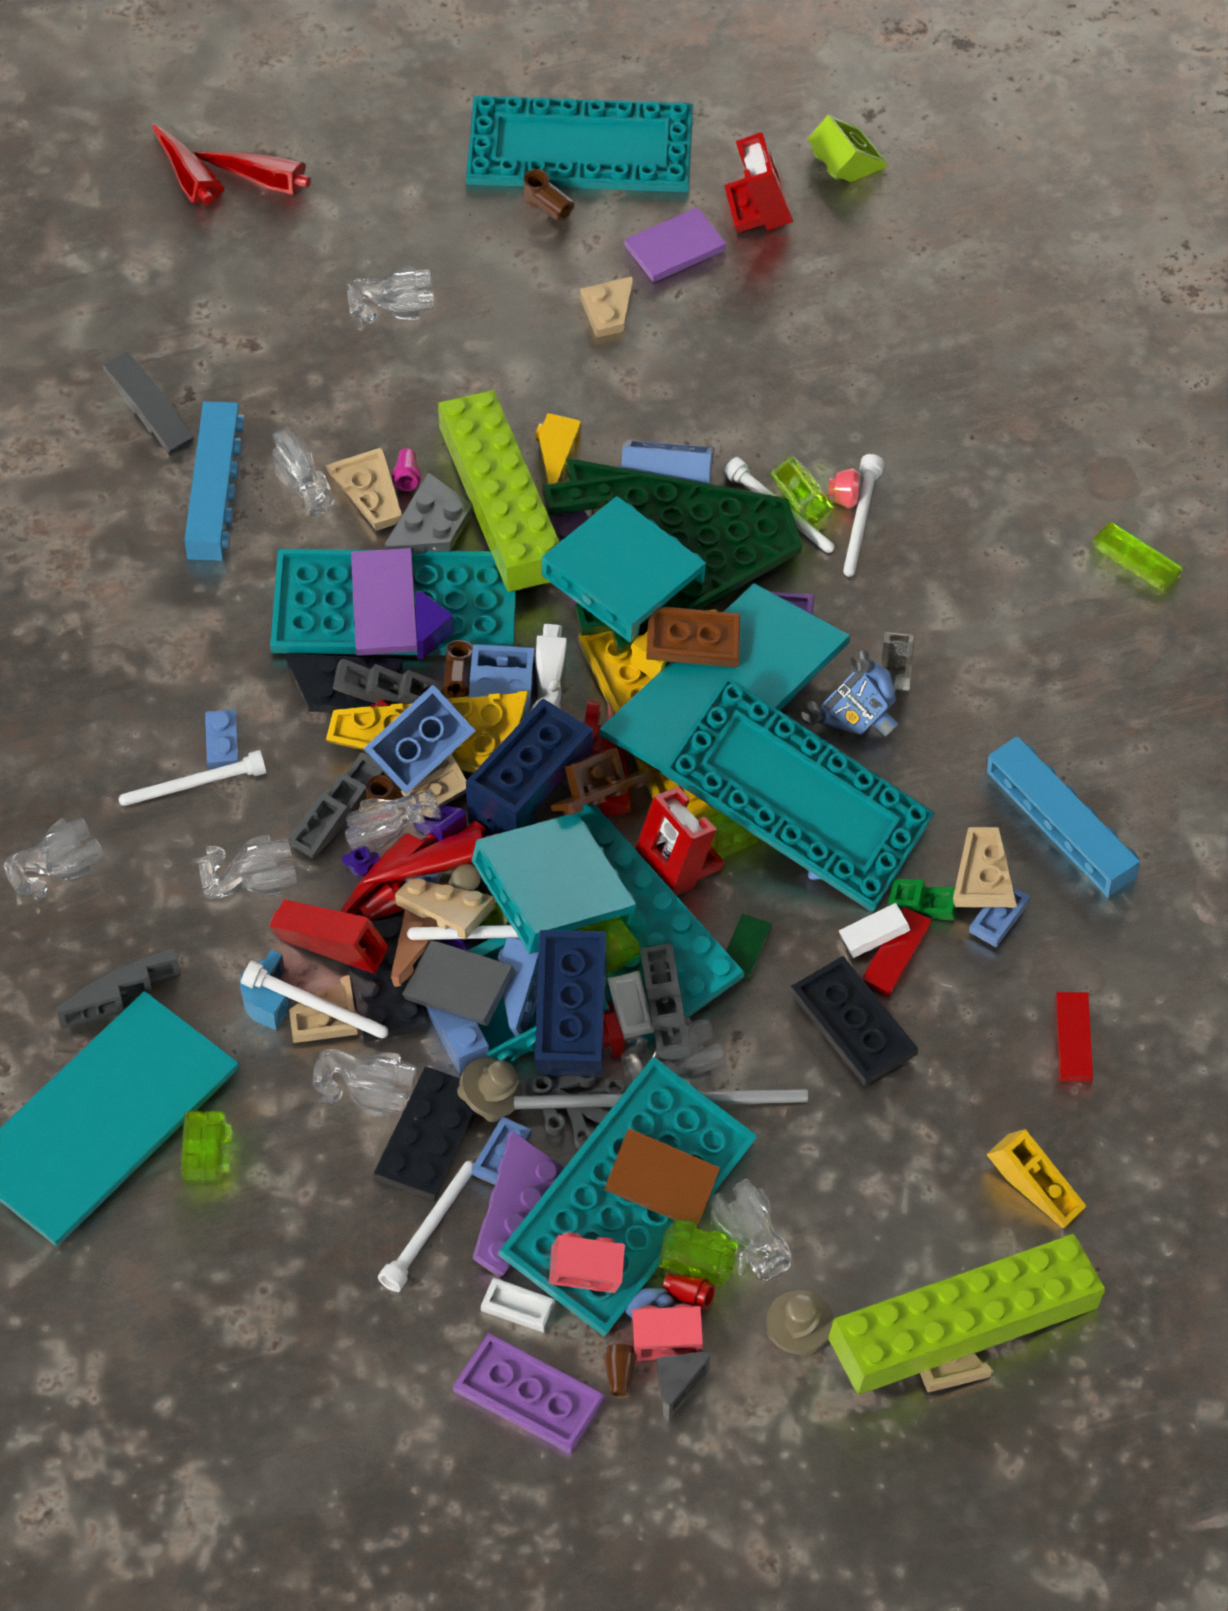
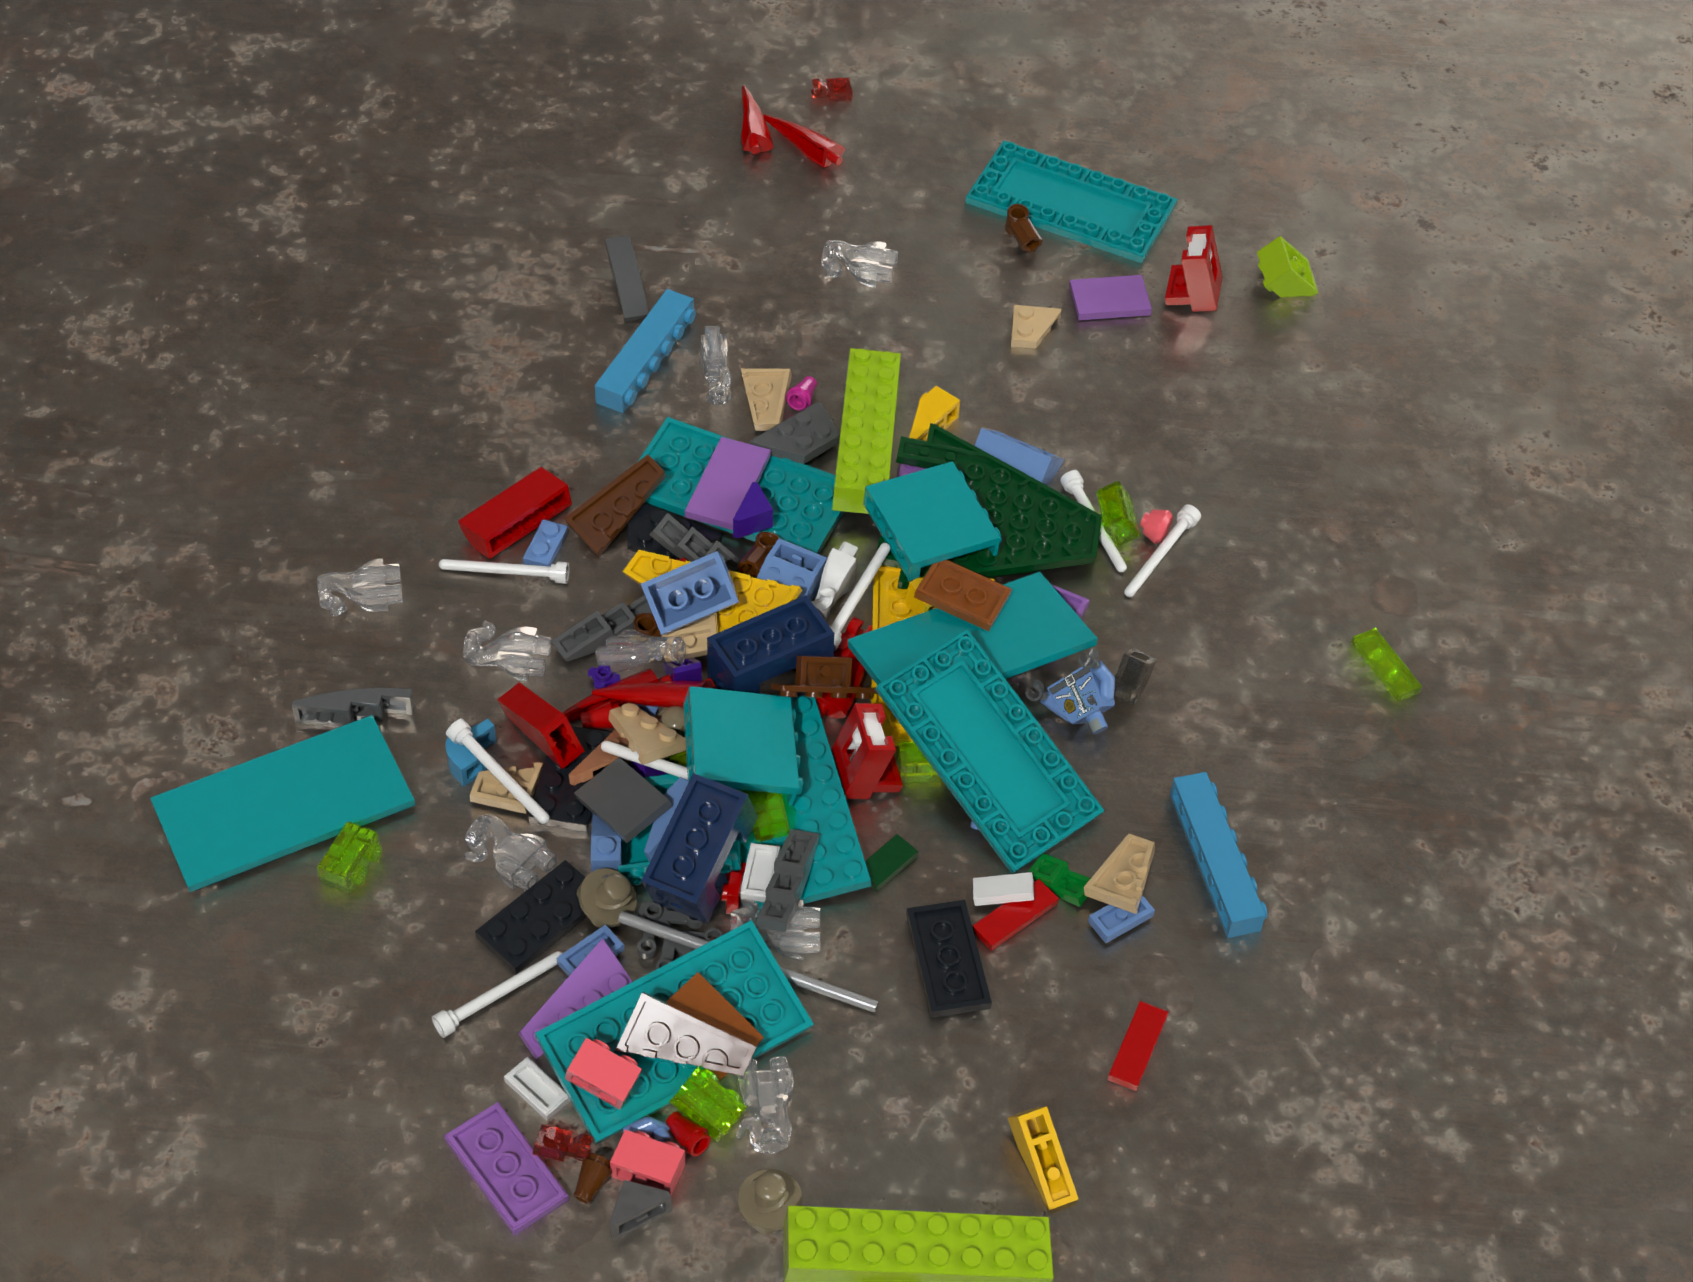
camera: 20 degrees right, 5 degrees down
(172, 714) = (515, 512): none -> red brick
(256, 93) = (834, 88): none -> clear red plate
(275, 671) = (611, 508): none -> reddish brown wing
(570, 1351) = (558, 1143): none -> clear red plate
(584, 665) = (858, 592): none -> white piece
(638, 1199) = (675, 1035): none -> wing

